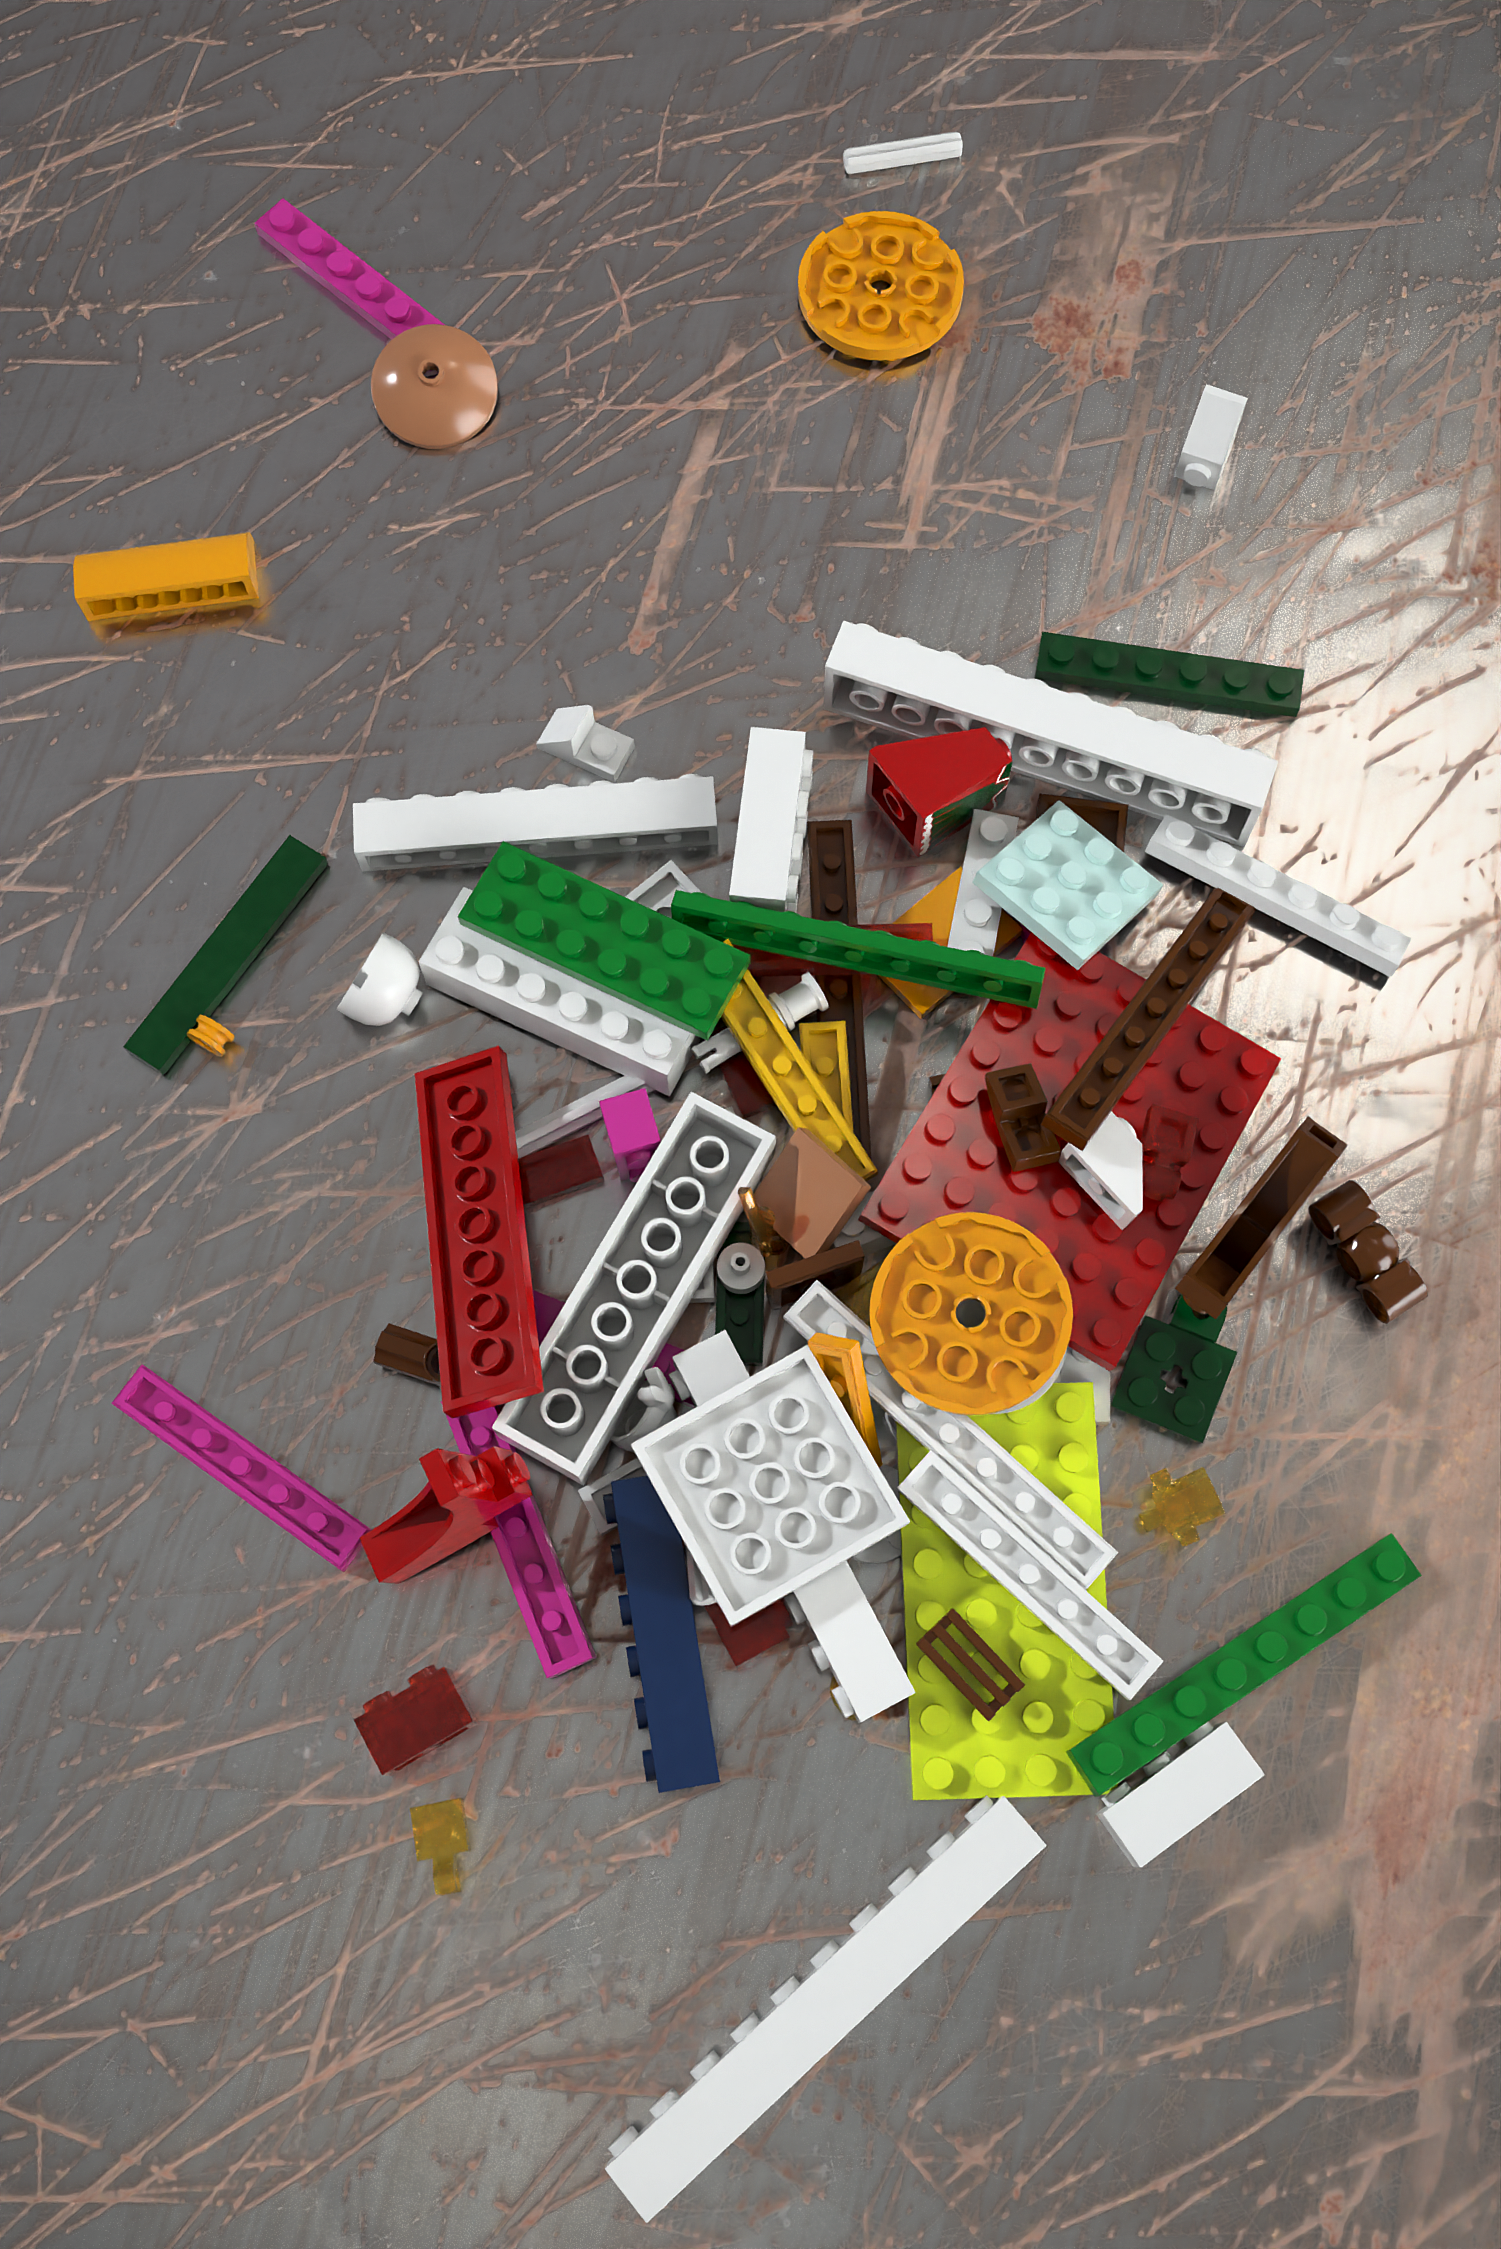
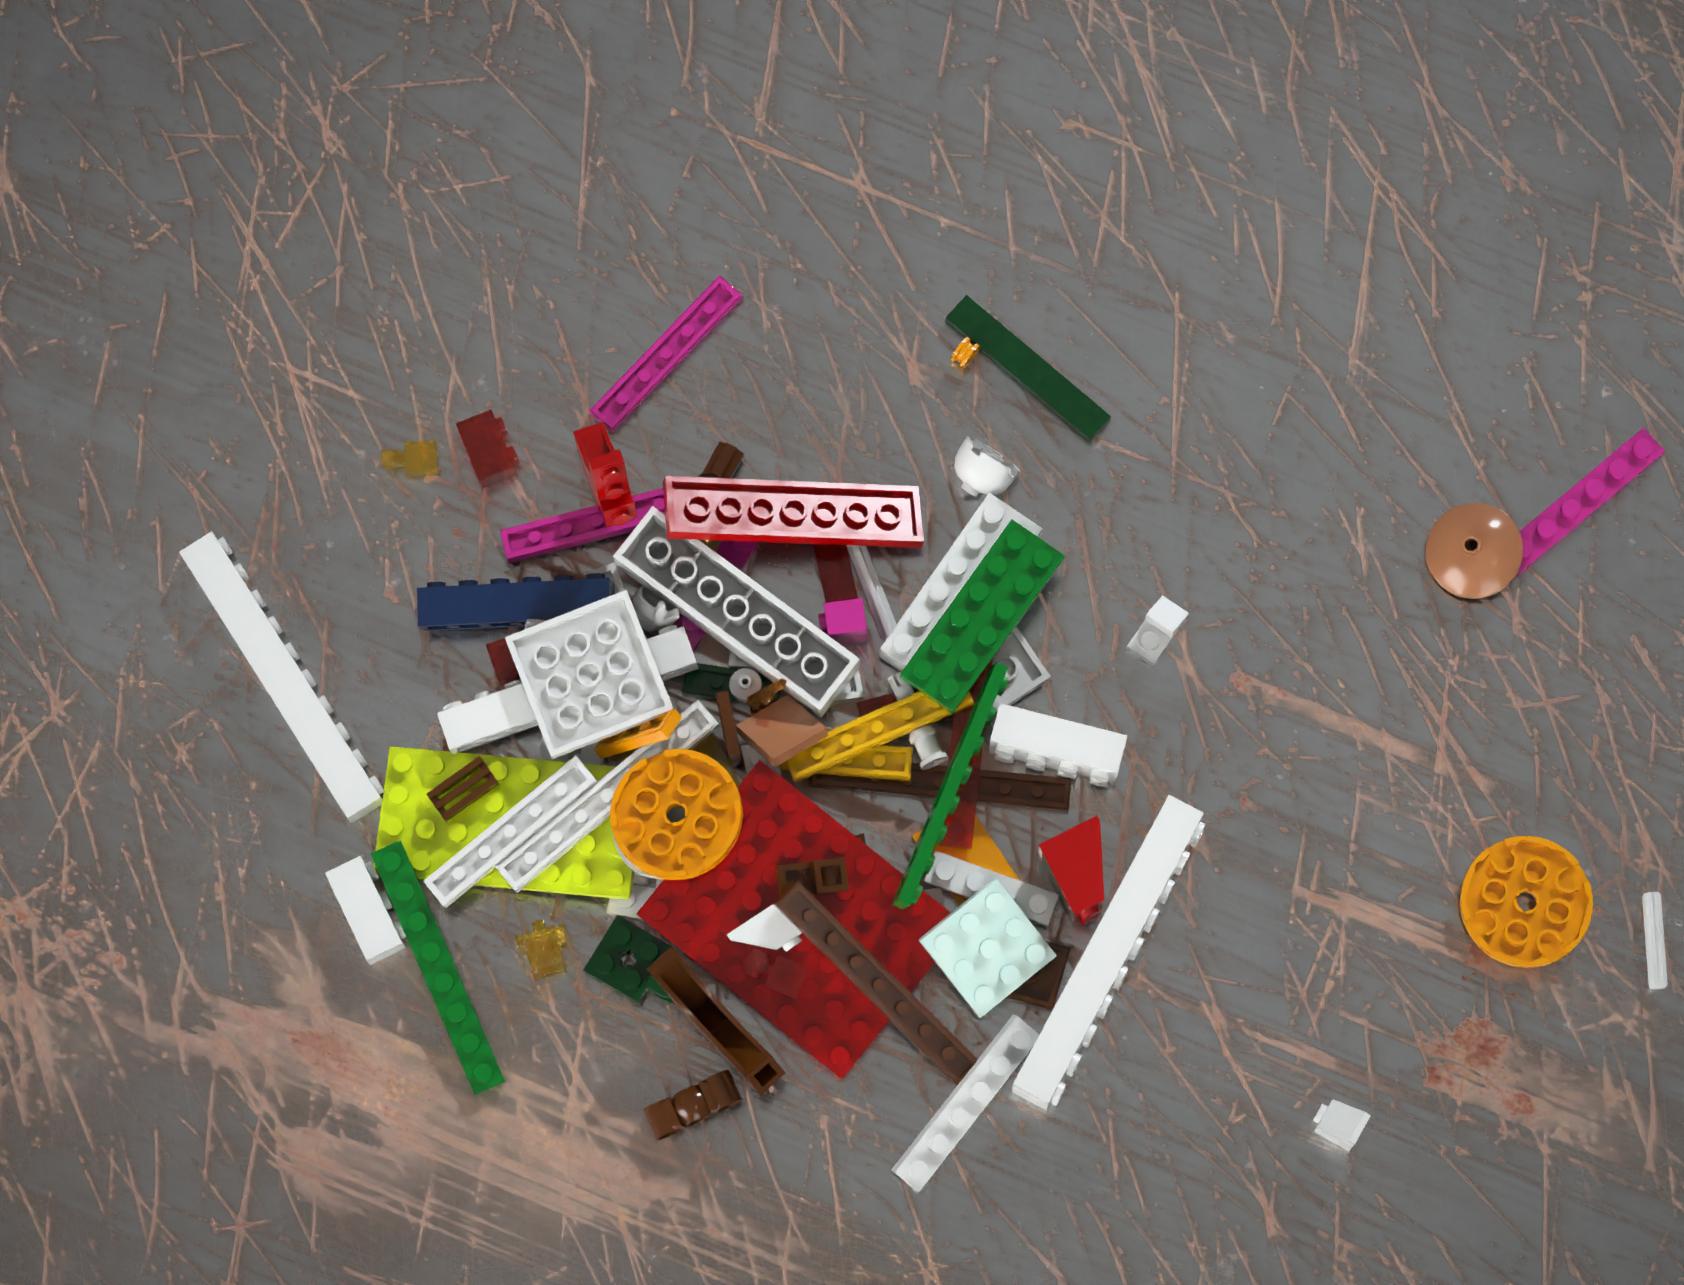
camera: 100 degrees right, 5 degrees up
(166, 576) = (1337, 343): light orange brick -> none
(539, 821) = (1094, 588): white brick -> none
(1169, 674) = (1156, 1062): dark green plate -> none

